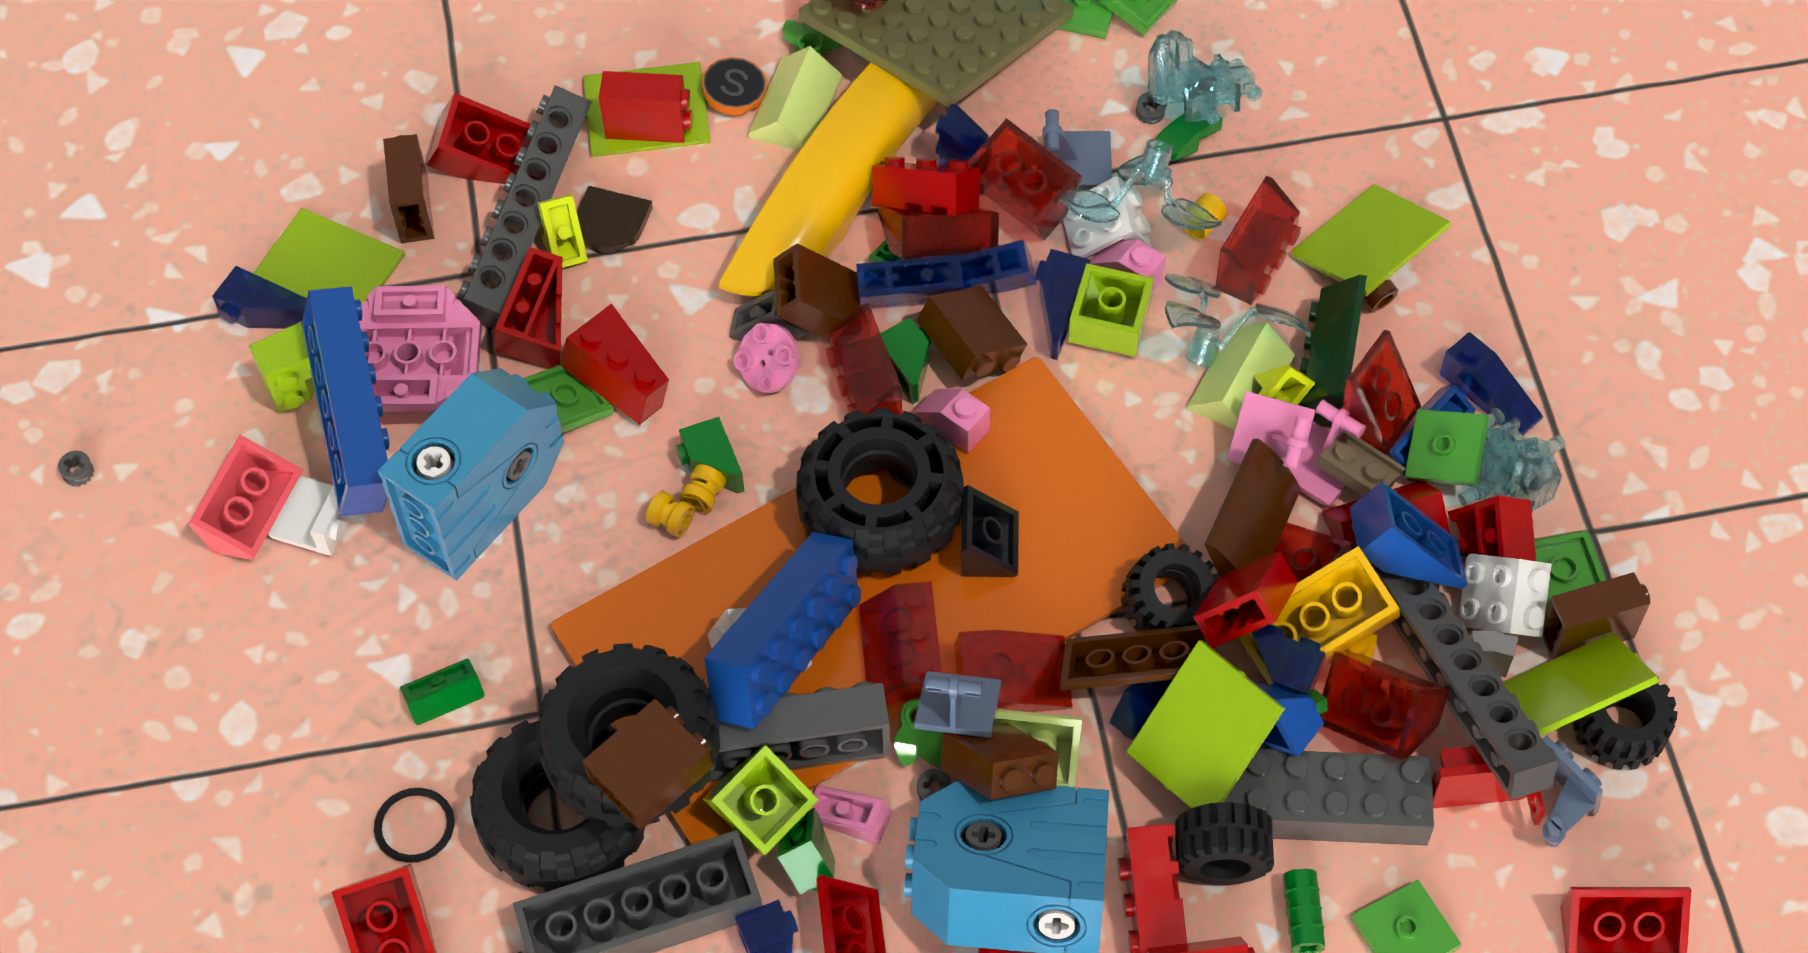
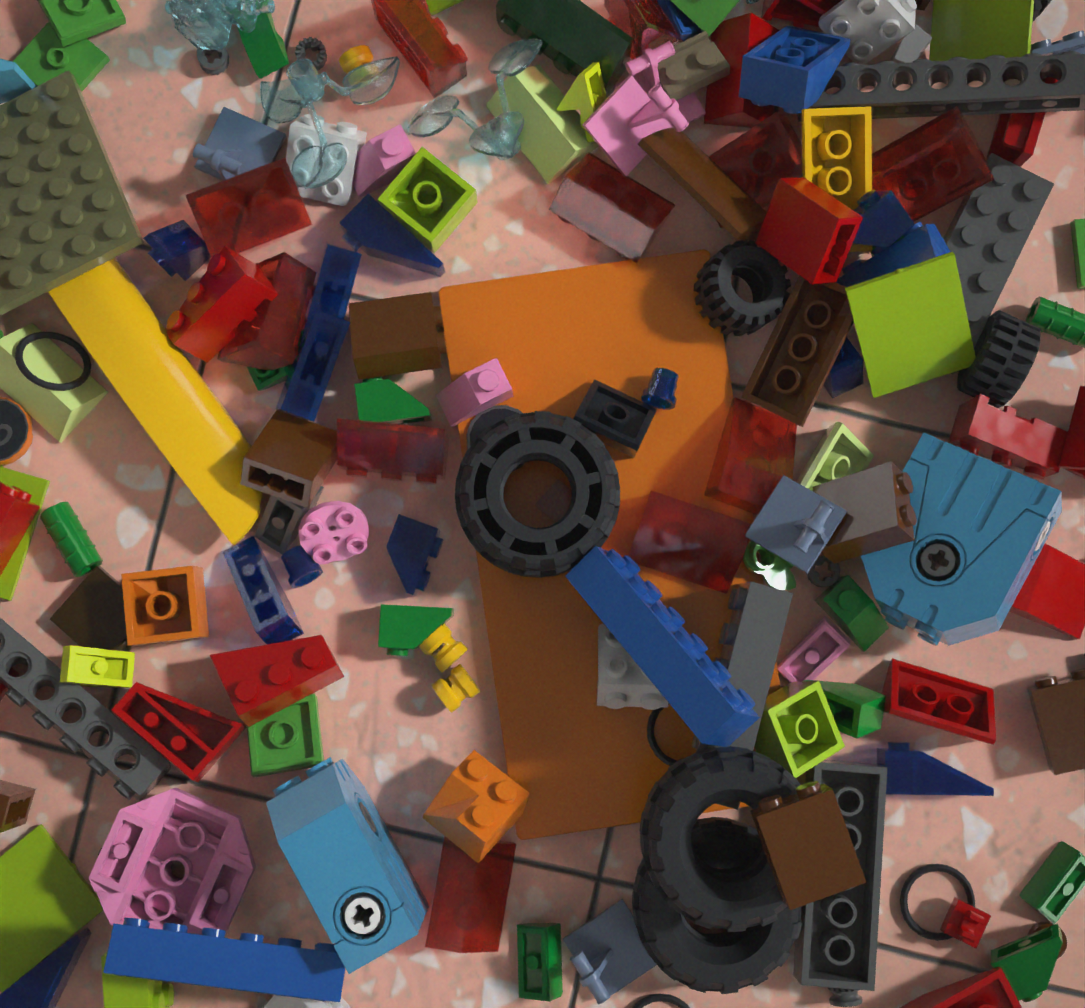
camera: 70 degrees left, 25 degrees up
(466, 734) = (608, 952): none -> sand blue plate
(482, 600) = (470, 899): none -> clear red slope
(567, 563) = (476, 806): none -> orange slope
(640, 258) = (165, 605): none -> orange slope
(666, 172) = (71, 539): none -> green axle
(683, 330) = (262, 593): none -> clear blue slope
(721, 351) = (300, 567): none -> clear blue piece
(778, 429) = (411, 549): none -> clear blue slope
(807, 66) = (48, 385): none -> black tyre
(894, 833) = (853, 612): none -> green slope
(1037, 565) = (661, 389): none -> clear blue piece
(1190, 460) = (611, 207): none -> clear red slope
(1195, 169) = (315, 45): none -> dark grey bush

